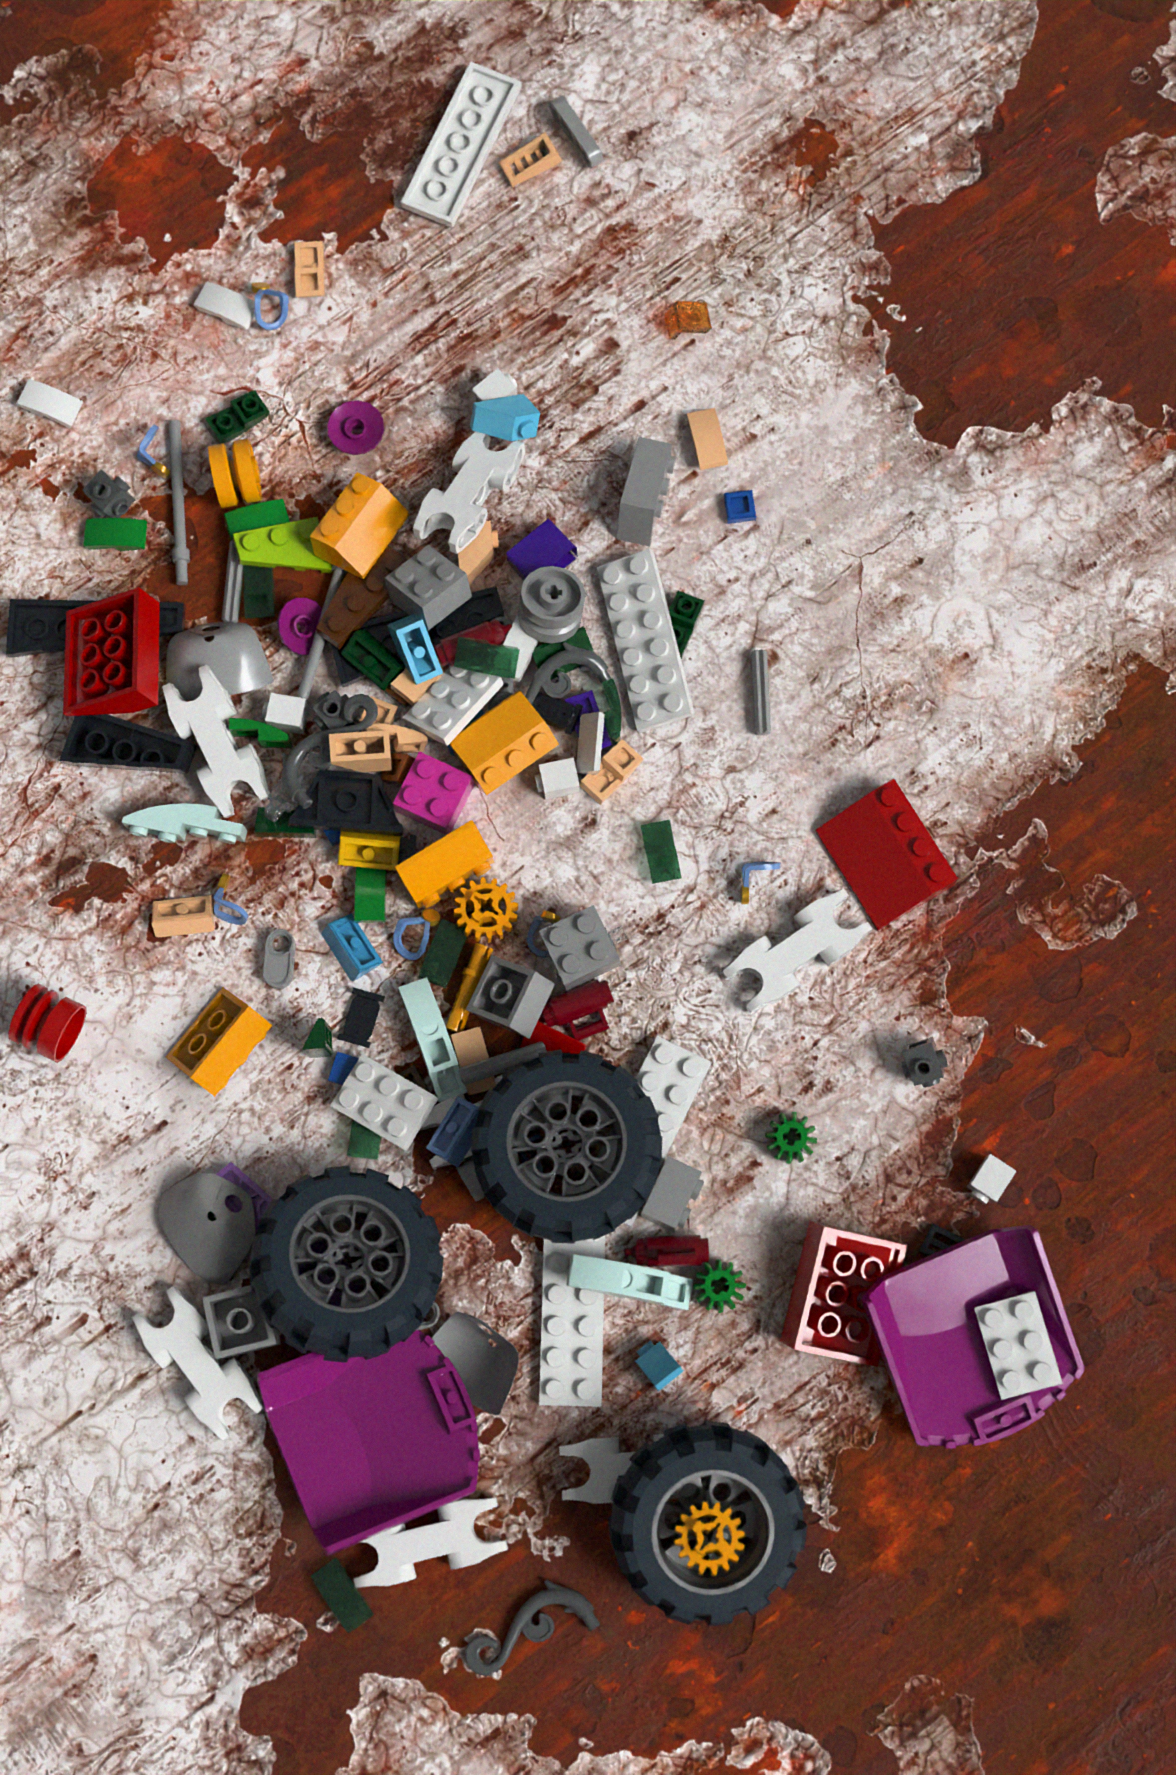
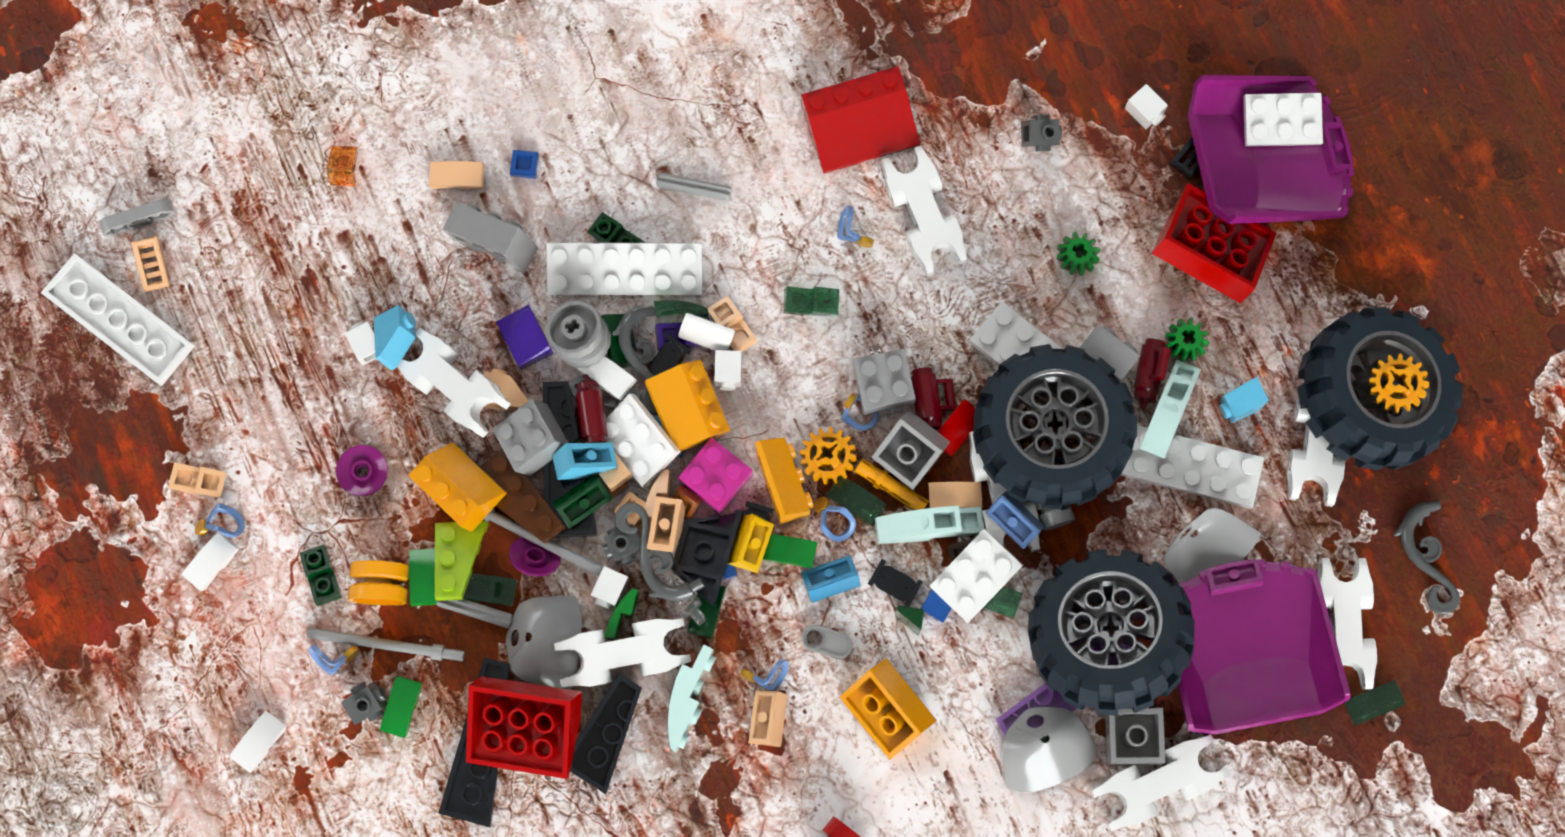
camera: 80 degrees left, 0 degrees up
(486, 657) = (611, 400): clear green slope -> none
(500, 1063) = (964, 470): light grey axle -> none

